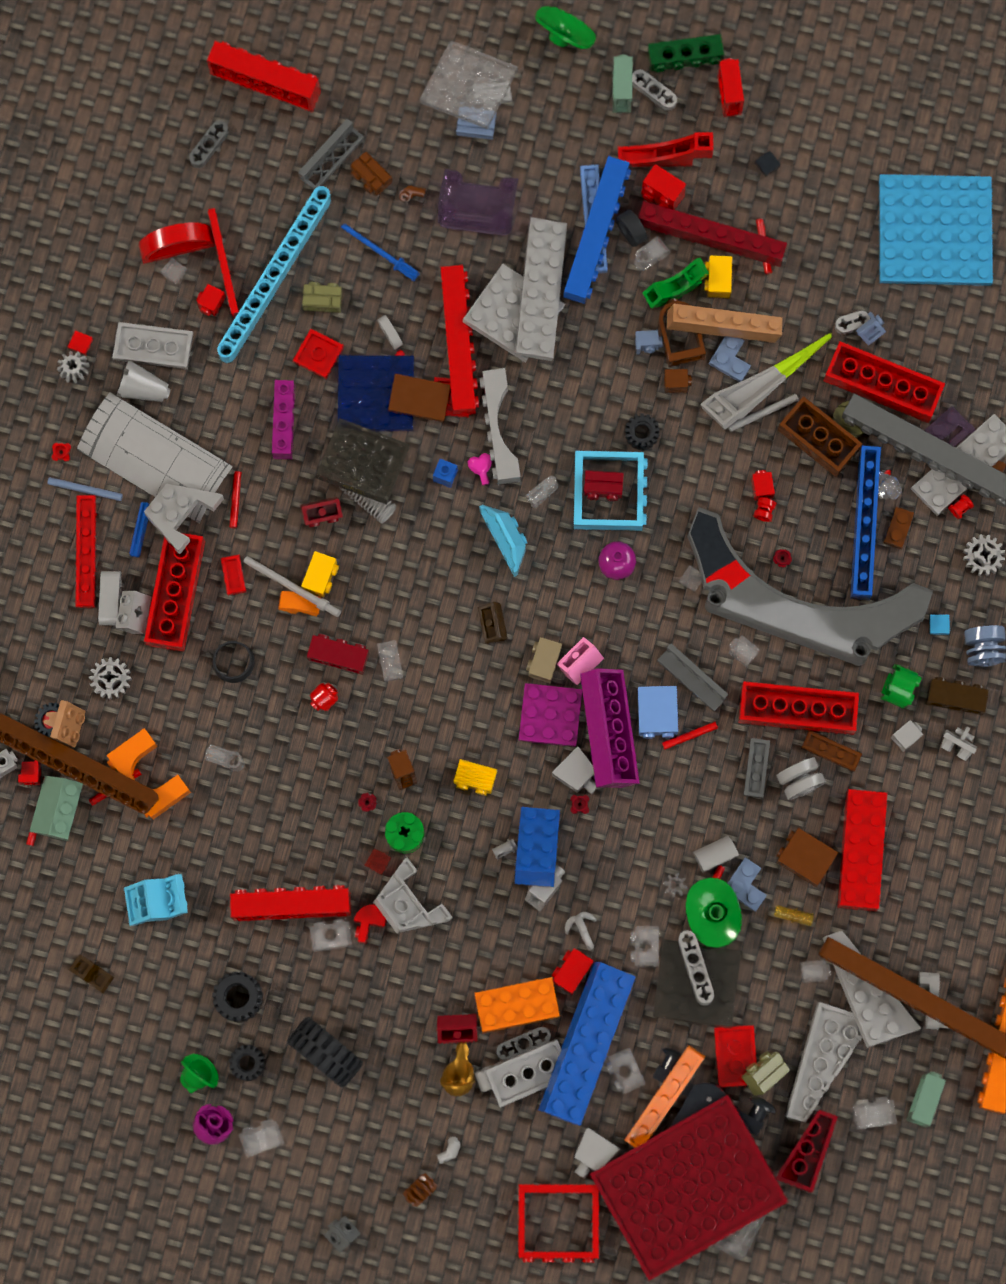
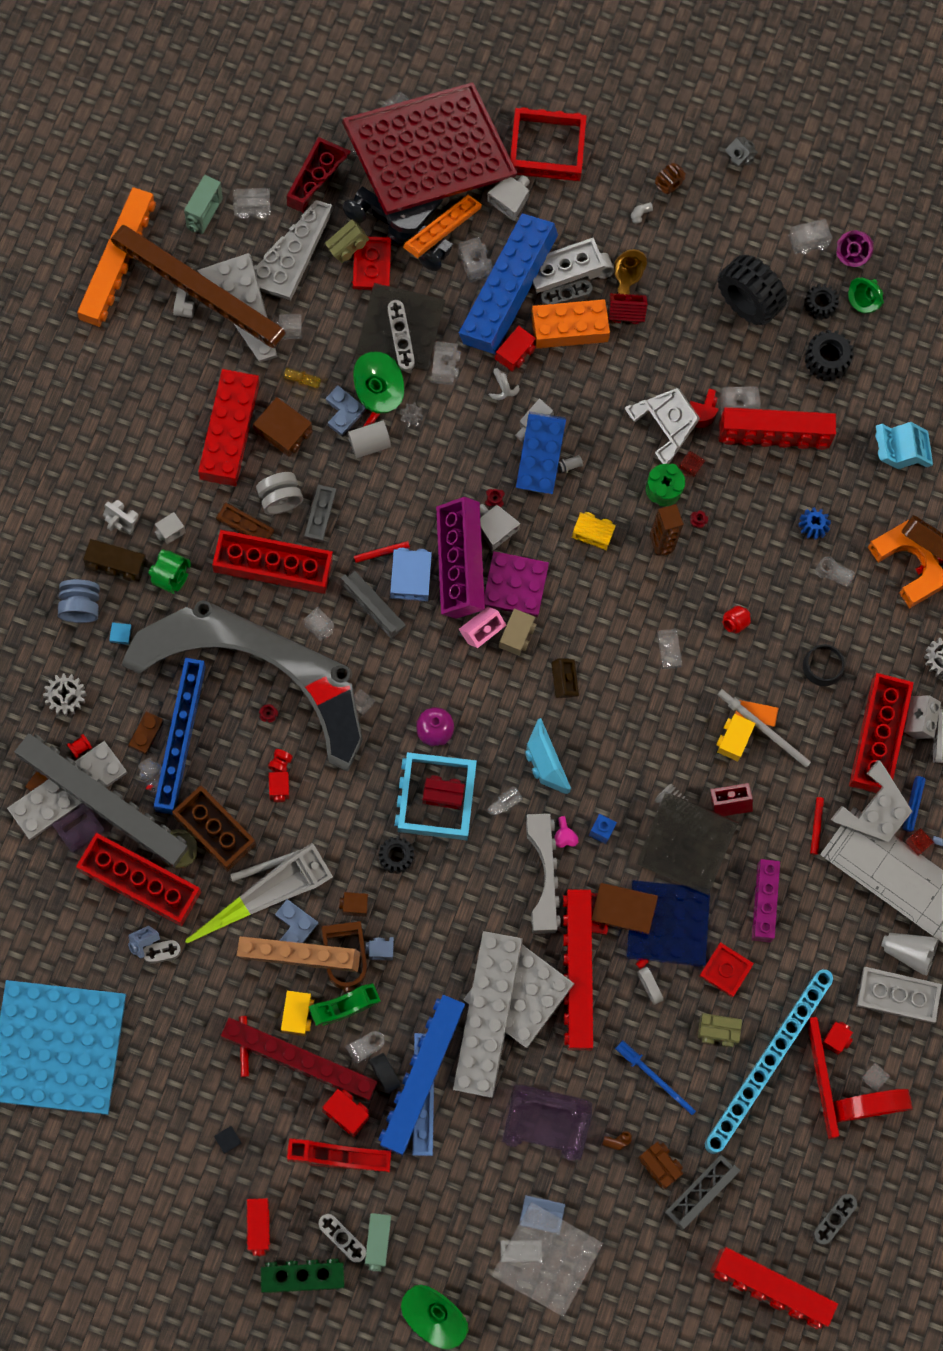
camera: 175 degrees right, 5 degrees down
(134, 492) = (919, 841): none -> clear red plate
(233, 575) = (821, 750): red tile -> none
(249, 801) = (814, 529): none -> blue gear
(338, 654) = (720, 659): dark red brick -> none

